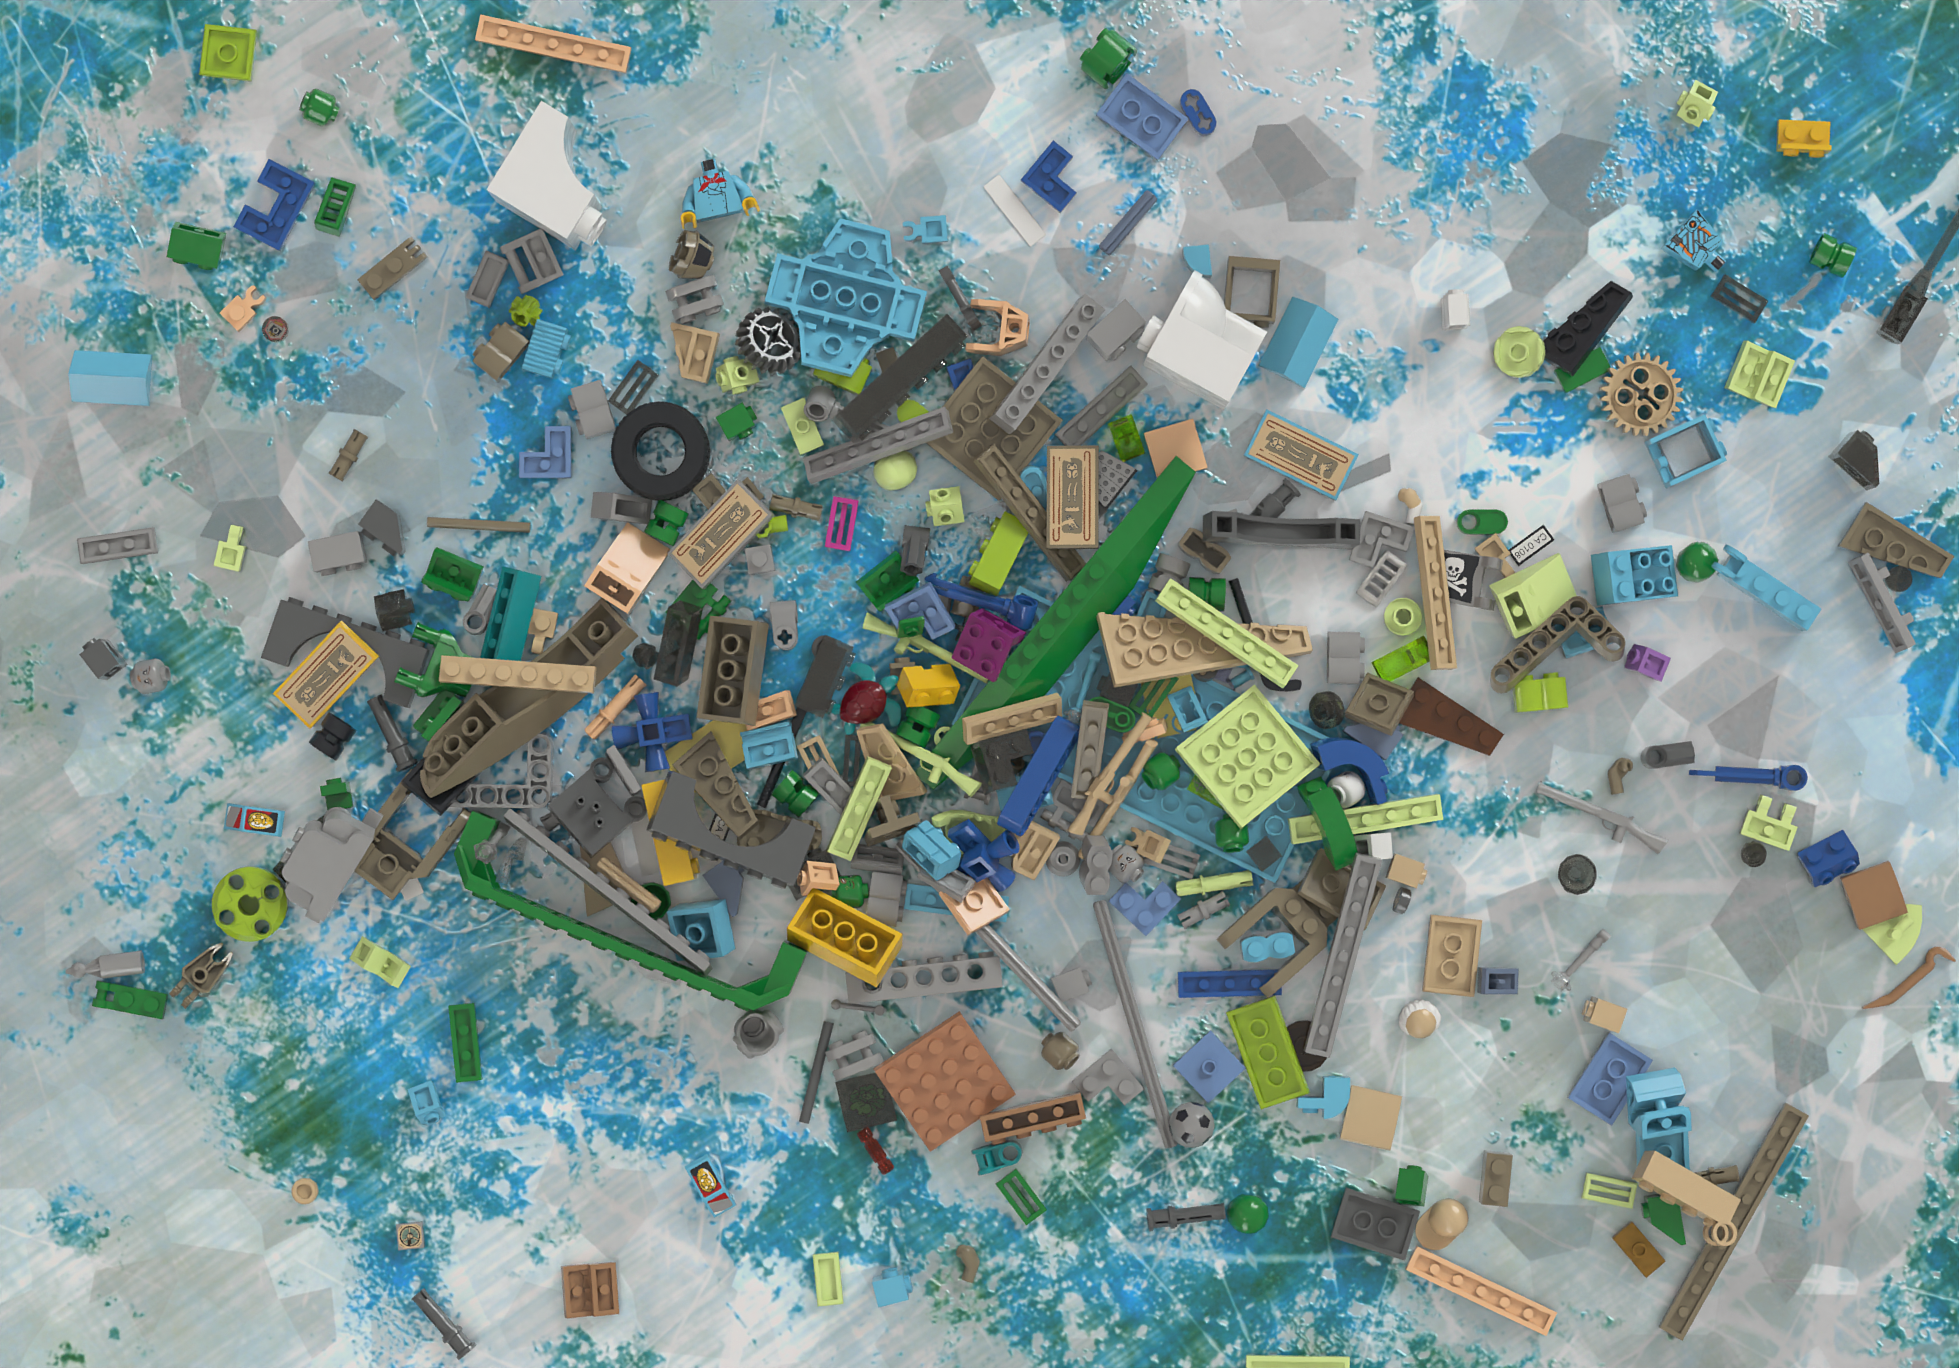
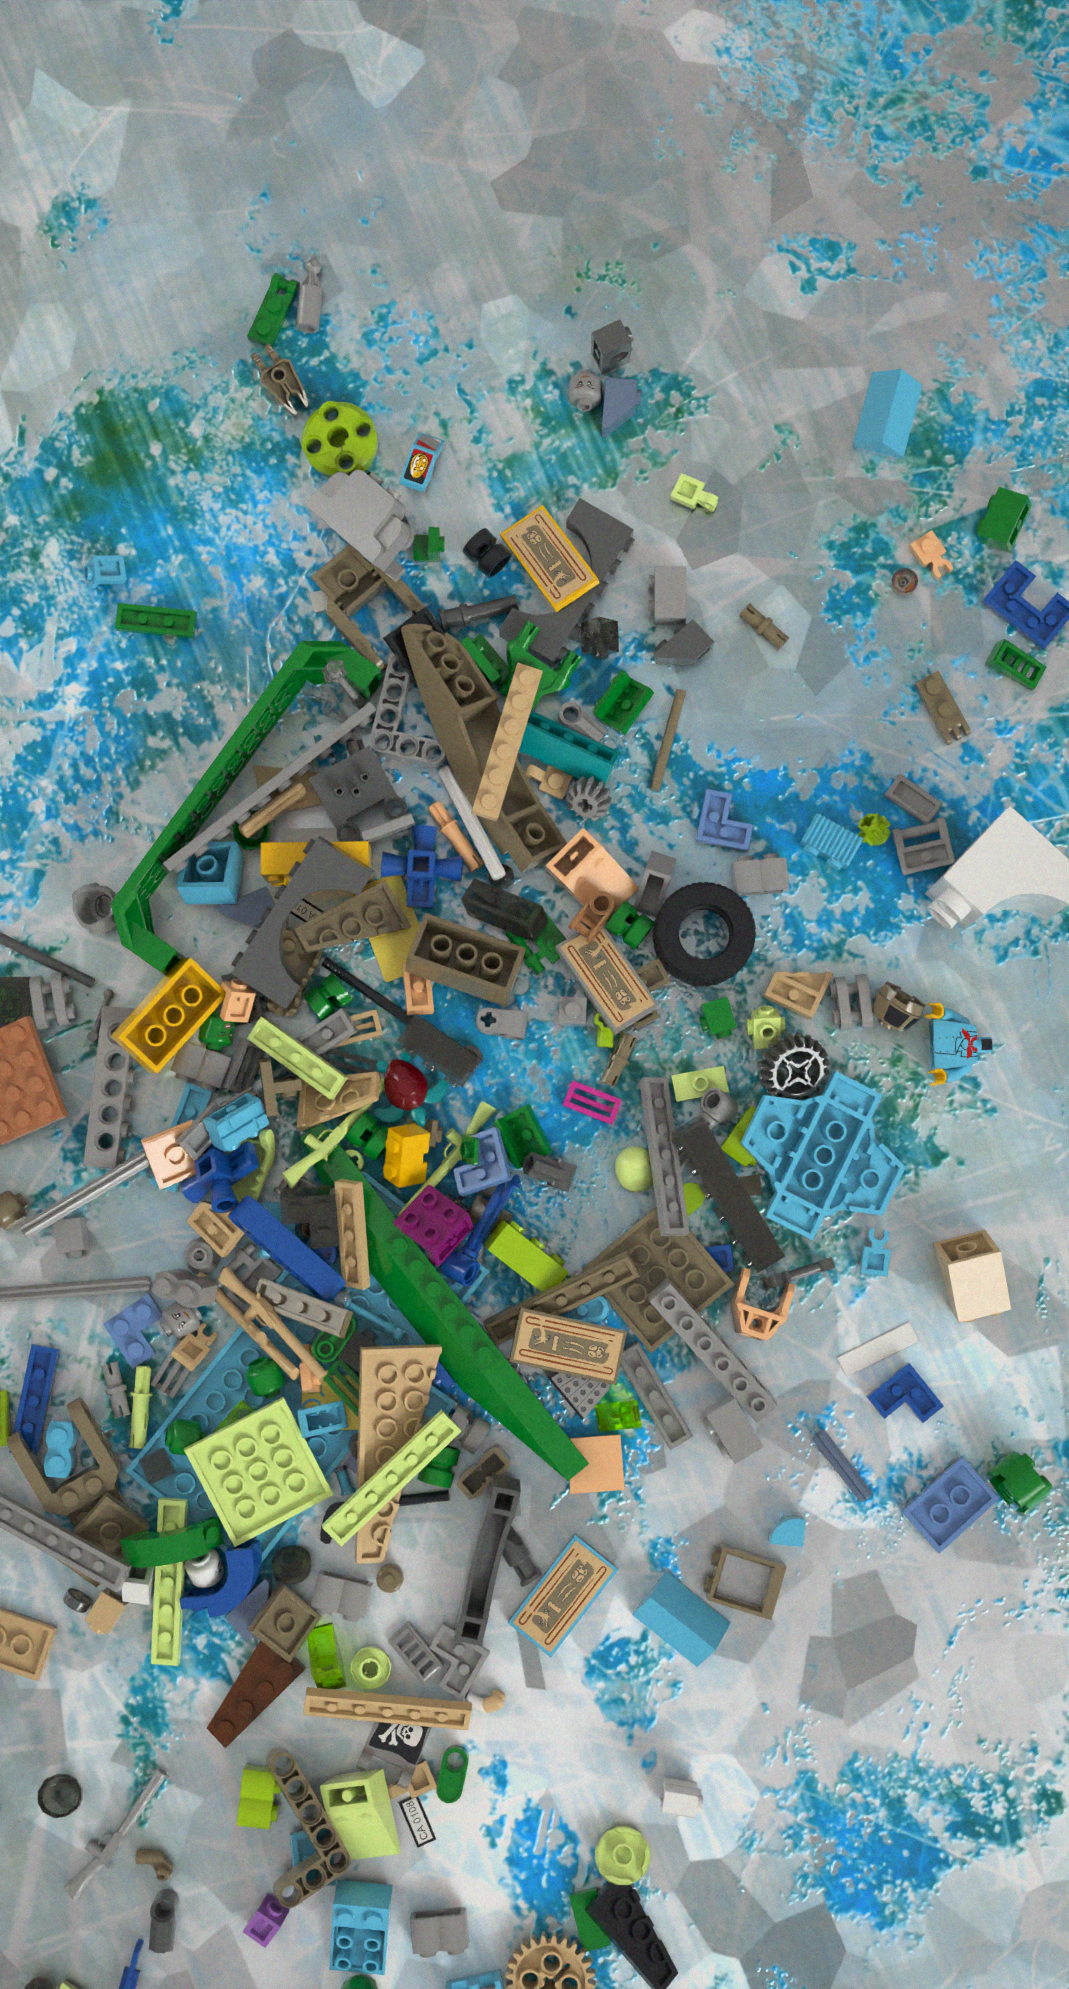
camera: 105 degrees right, 5 degrees down
(117, 545) = (720, 387): light grey tile -> none
(155, 640) = (619, 403): none -> sand blue slope
(305, 1191) = (48, 438): tan tile -> none
(380, 962) = (256, 554): yellowish green slope -> none
(500, 351) = (837, 796): dark tan brick -> none
(553, 587) = (588, 798): none -> light grey gear
(600, 693) = (472, 823): none -> white axle
(646, 370) = (788, 938): clear smoke tile -> none
(668, 559) = (592, 917): none -> medium nougat piece
(768, 745) = (382, 981): medium azure plate -> none
(928, 136) = (973, 1276): none -> tan slope
(945, 506) = (587, 1212): yellowish green brick -> none
(1201, 343) = (698, 1519): white piece -> none
(1203, 108) = (945, 1571): blue beam -> none
(1319, 617) = (390, 1578): none -> dark tan piece

